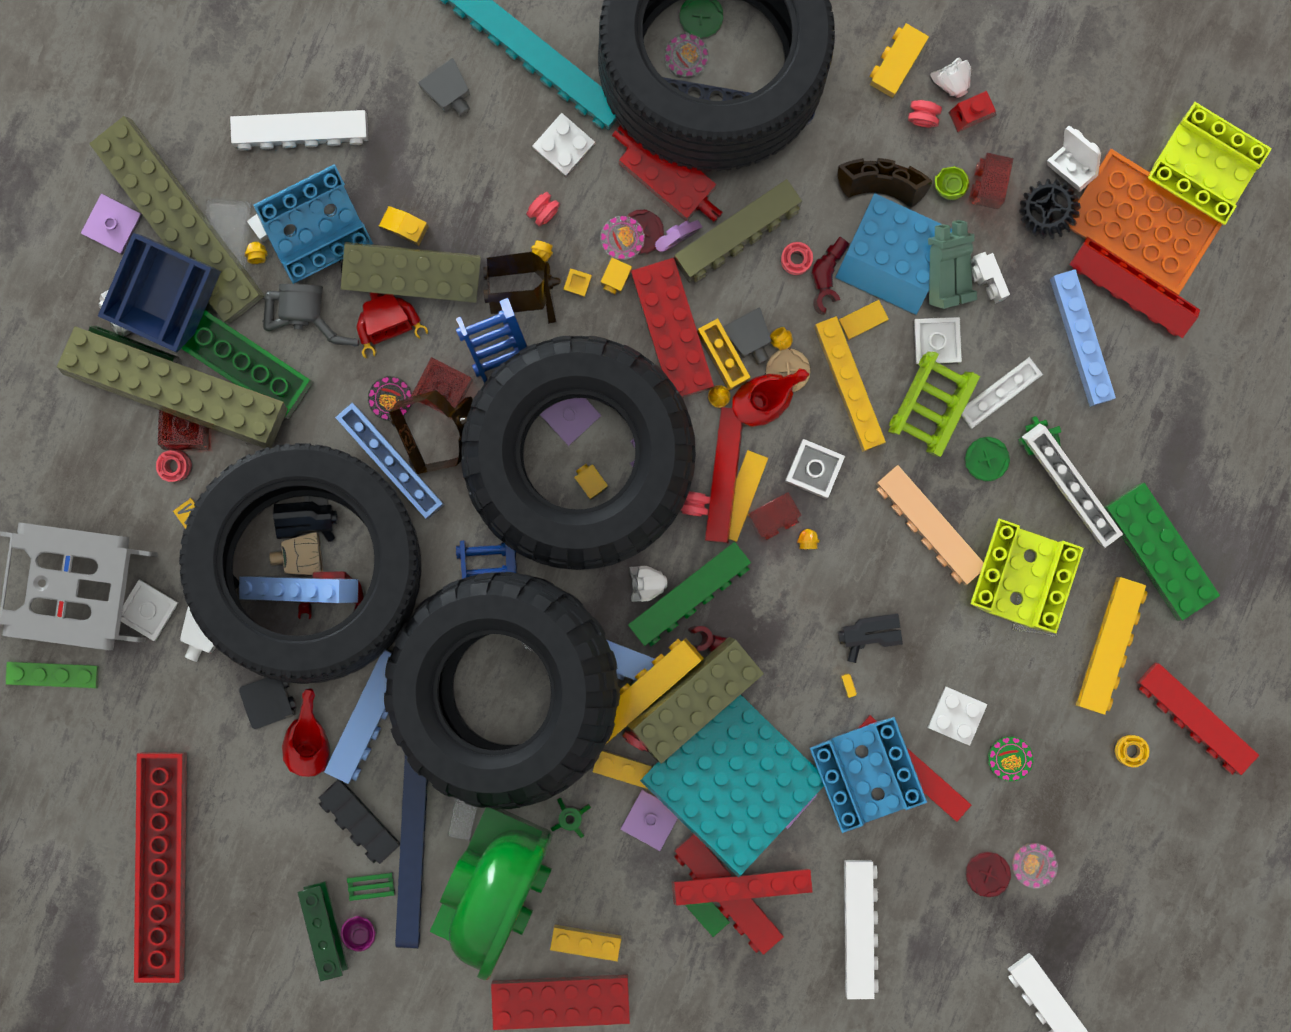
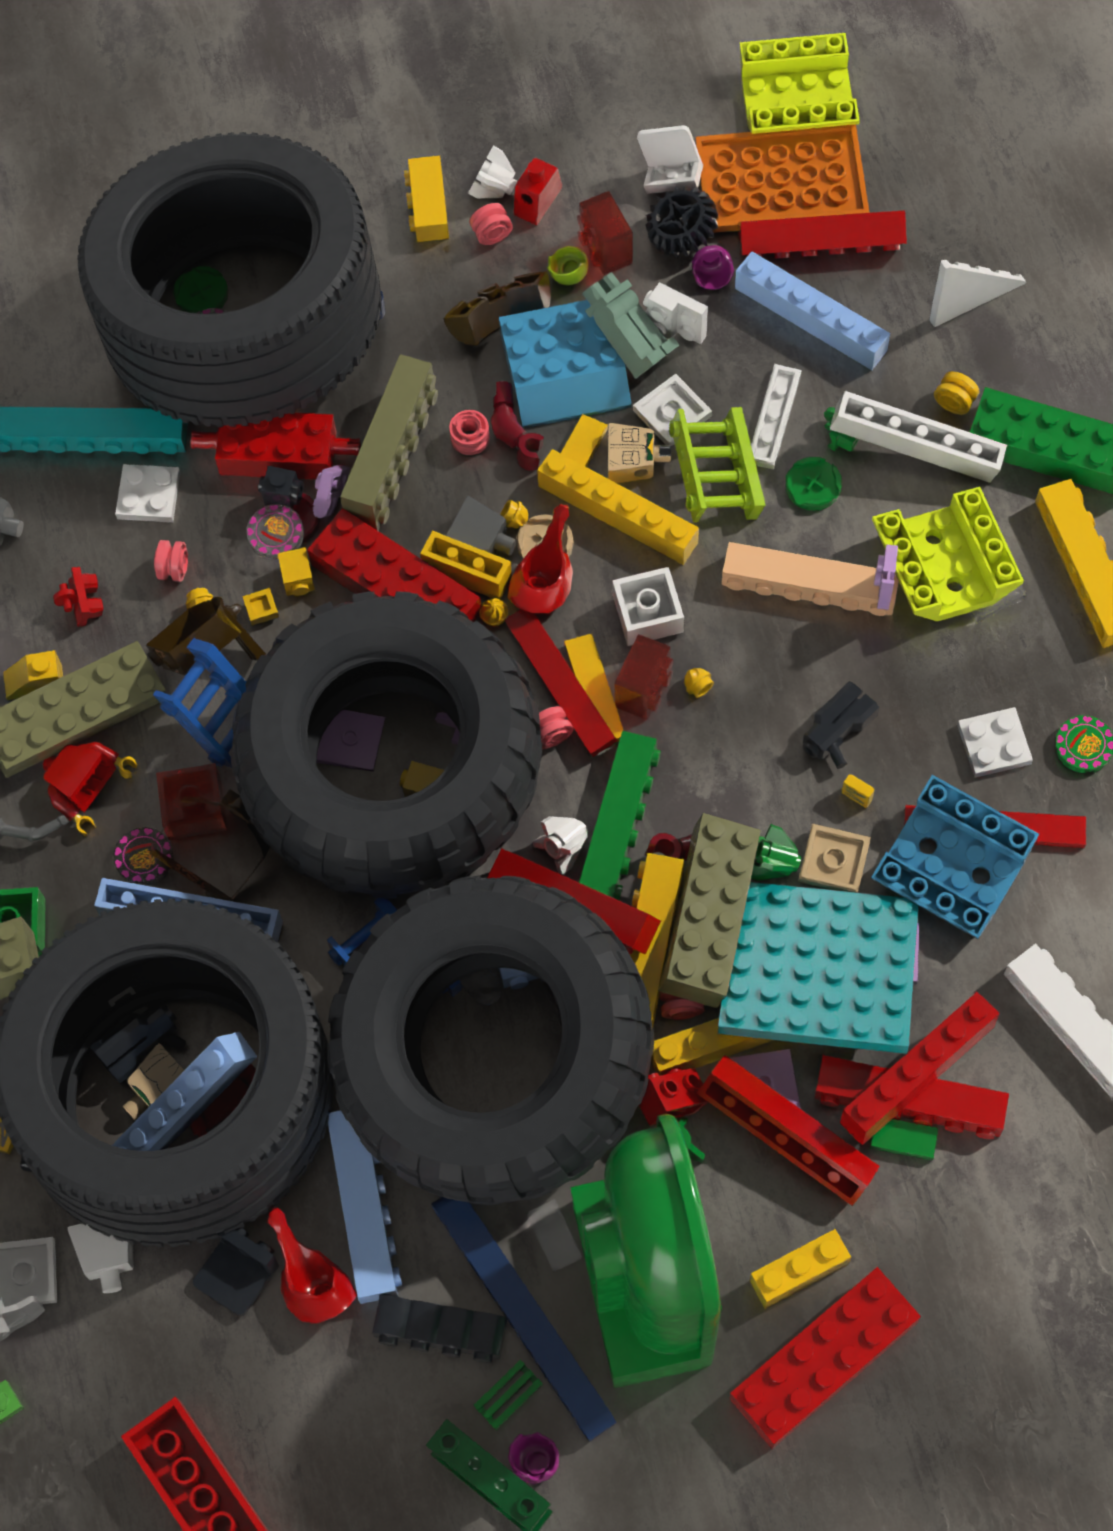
camera: 30 degrees left, 20 degrees down
(474, 181) = (79, 585): none -> red hips
(591, 791) = (672, 1094): none -> red brick
(619, 631) = (628, 923): none -> red brick
(640, 861) = (788, 1130): none -> red brick
(646, 212) = (281, 487): none -> black brick
(766, 689) = (775, 855): none -> green brick
(800, 716) = (834, 859): none -> tan plate
(889, 353) = (633, 453): none -> tan torso
(971, 568) = (885, 576): none -> lavender plate
(1043, 257) = (712, 267): none -> magenta hair
(1126, 468) = (956, 392): none -> yellow wheel
(1189, 404) = (965, 288): none -> white tile

